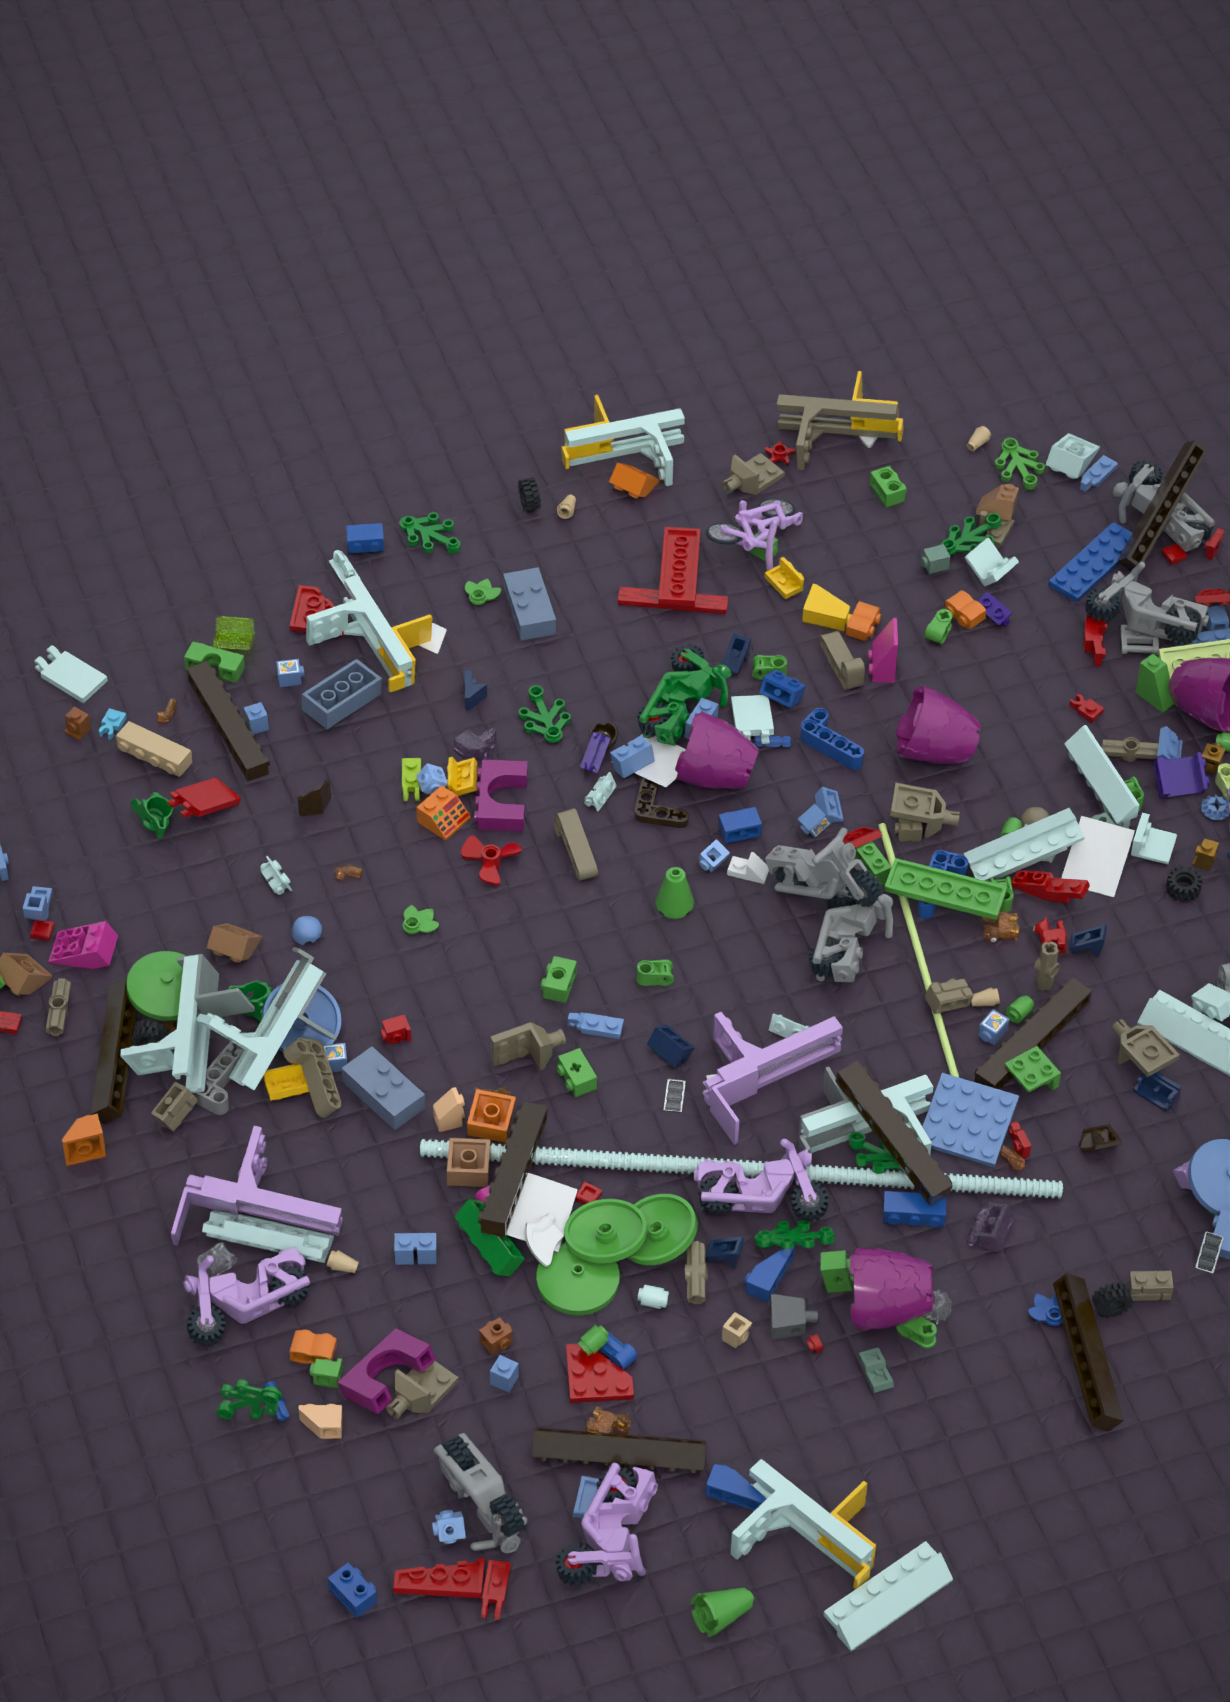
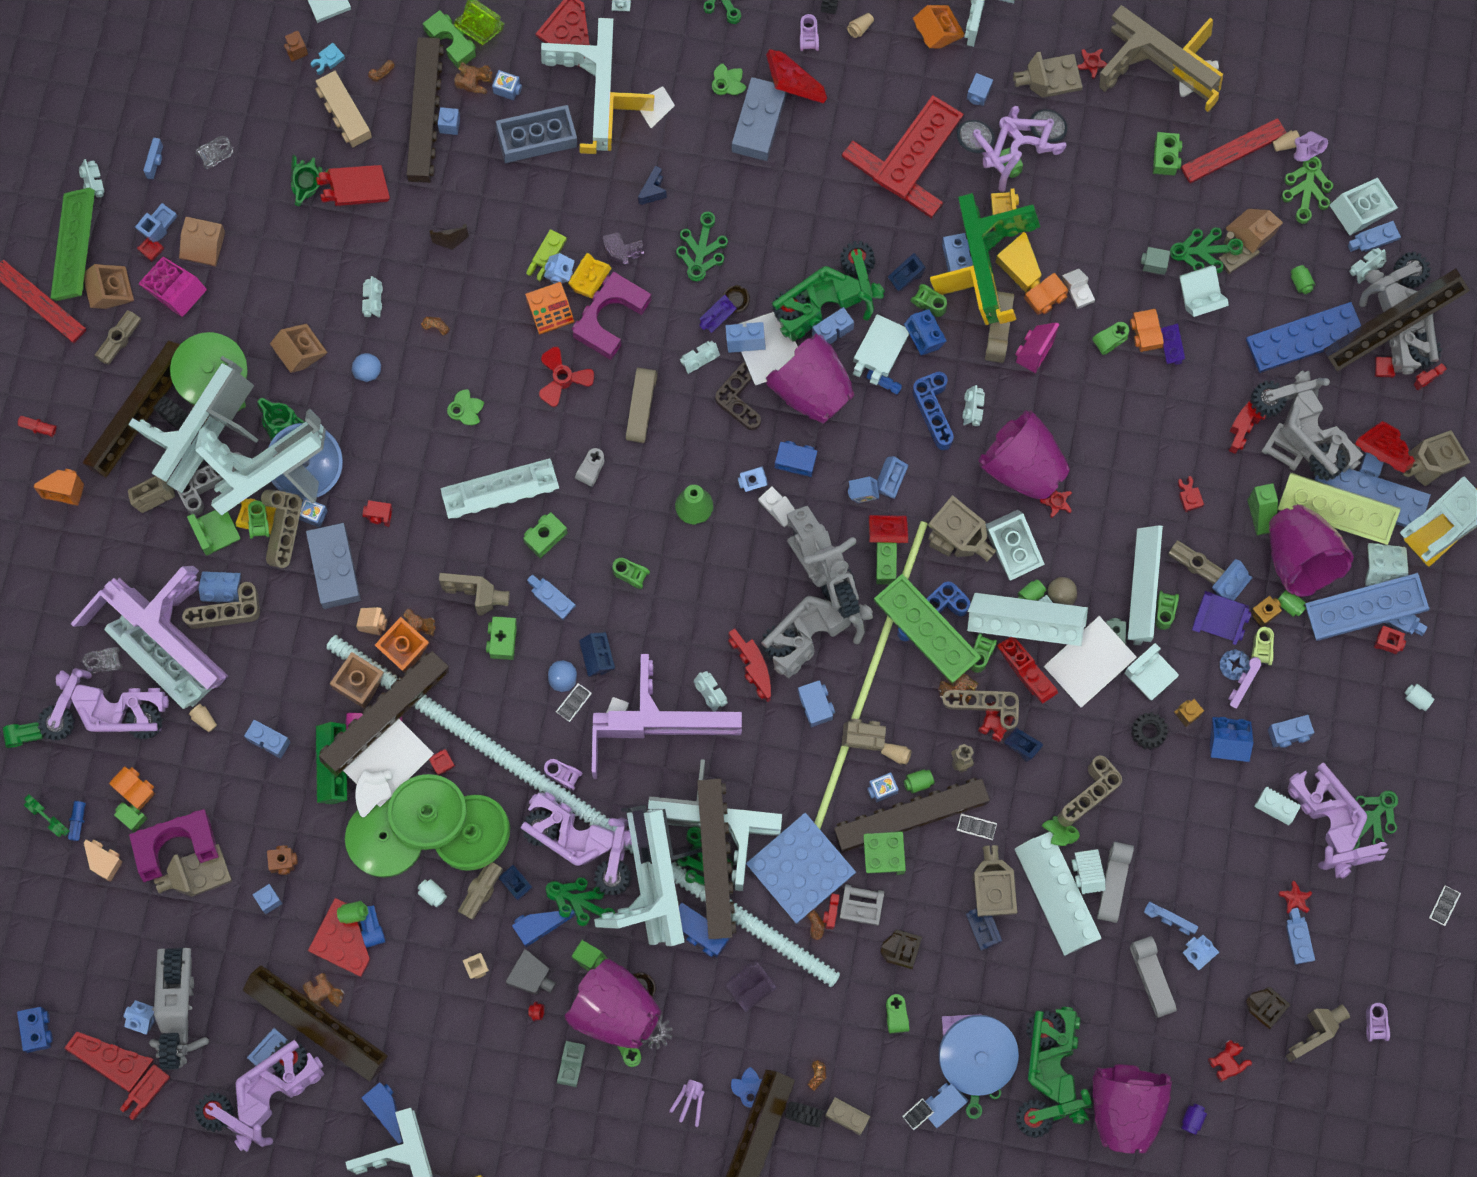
camera: 30 degrees right, 25 degrees up
(25, 1109) = (37, 426): none -> red axle
(55, 830) = (213, 150): none -> clear piece
(88, 901) = (201, 241): none -> medium nougat slope
(171, 1359) = (18, 734): none -> green piece
(250, 1112) = (214, 531): none -> bright green bracket
(251, 681) = (471, 78): none -> clear orange animal
(287, 1154) = (219, 587): none -> medium blue bracket
(291, 1079) = (257, 522): none -> bright green piece
(308, 1169) = (221, 610): none -> dark tan beam
(493, 964) = (499, 488): none -> light aqua slope
(528, 529) = (808, 36): none -> lavender piece
(539, 561) = (792, 78): none -> red plate
(564, 910) = (589, 470): none -> light grey piece
(650, 1078) = (562, 676): none -> medium blue hair
(701, 507) = (979, 89): none -> medium blue brick
(704, 1147) = (563, 774): none -> lavender piece
(768, 626) = (956, 252): none -> medium blue brick
(797, 619) = (980, 243): none -> green piece
(819, 991) = (757, 670): none -> red slope
(832, 1147) = (657, 897): none -> light aqua piece
(860, 725) = (973, 397): none -> light aqua hinge
(884, 988) = (815, 703): none -> medium blue piece
(887, 607) = (1078, 288): none -> white slope
(939, 464) = (1233, 151): none -> red tile
(973, 802) = (1014, 544): none -> light aqua slope
(982, 760) = (1057, 502): none -> red animal
(1000, 431) = (1309, 146): none -> lavender piece
(1002, 1337) = (693, 1090): none -> lavender plant
(1010, 929) = (980, 704): none -> dark tan beam
(1043, 1128) = (861, 911): none -> light grey plate
(1063, 523) = (1302, 279): none -> bright green brick
(1093, 1022) = (976, 826): none -> sticker
(1098, 1264) = (819, 1075): none -> clear orange arm
(1105, 496) = (1374, 260): none -> light aqua hinge
(1133, 1189) = (897, 1018): none -> bright green piece
(1175, 987) = (1062, 834): none -> bright green plate
(1176, 935) = (1088, 796): none -> dark tan beam

